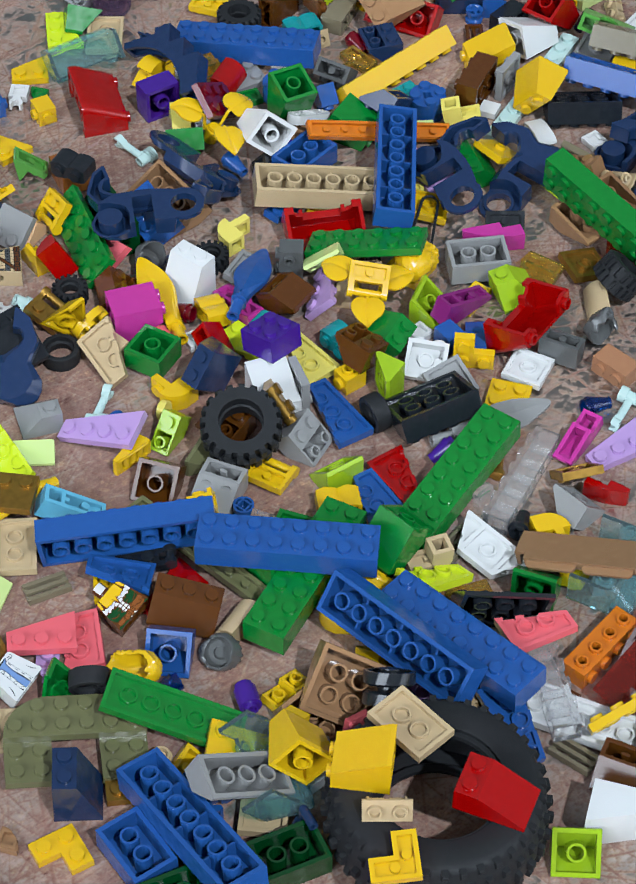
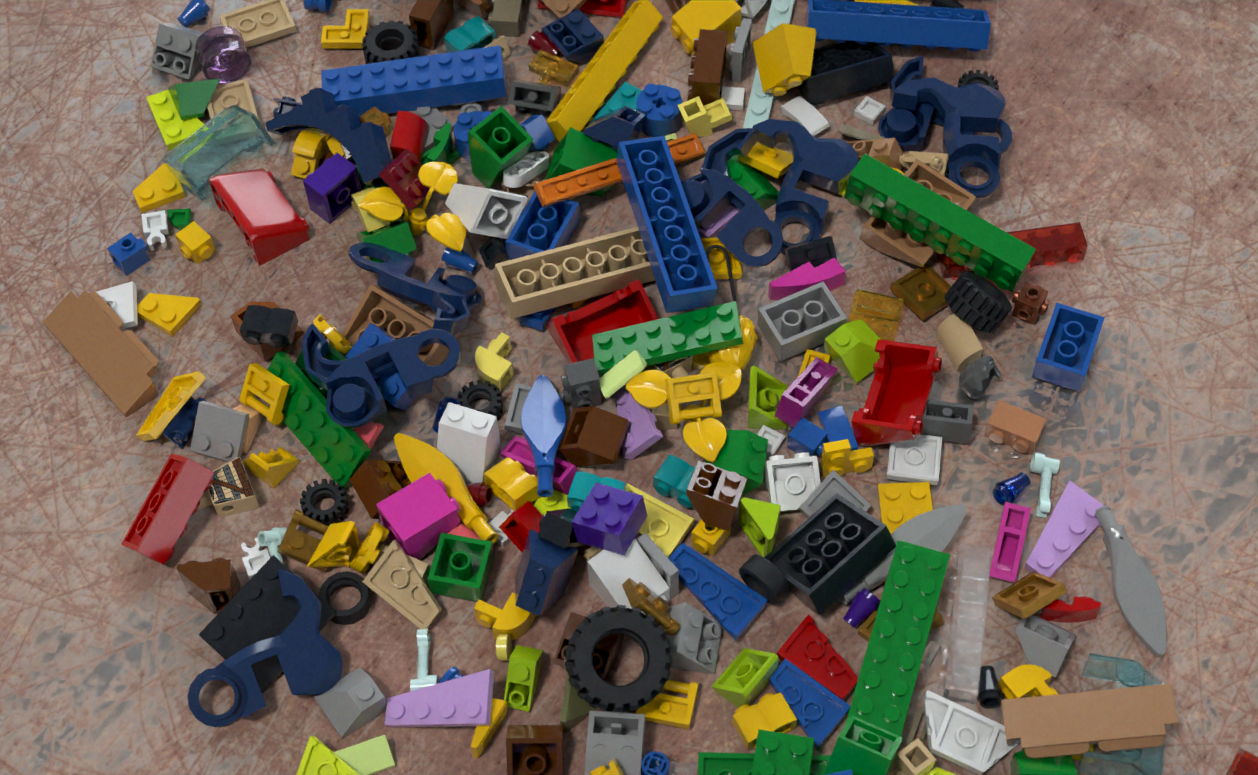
camera: 15 degrees left, 10 degrees up
(26, 162) = (207, 327): bright green slope -> none
(55, 257) = (292, 463): red brick -> none
(115, 181) = (336, 339): none -> yellow plate
(143, 157) = (344, 277): light aqua brick -> none
(152, 251) = (408, 421): dark grey hair -> none
(231, 338) = (558, 528): none -> black brick
(252, 86) = (443, 144): none -> green slope

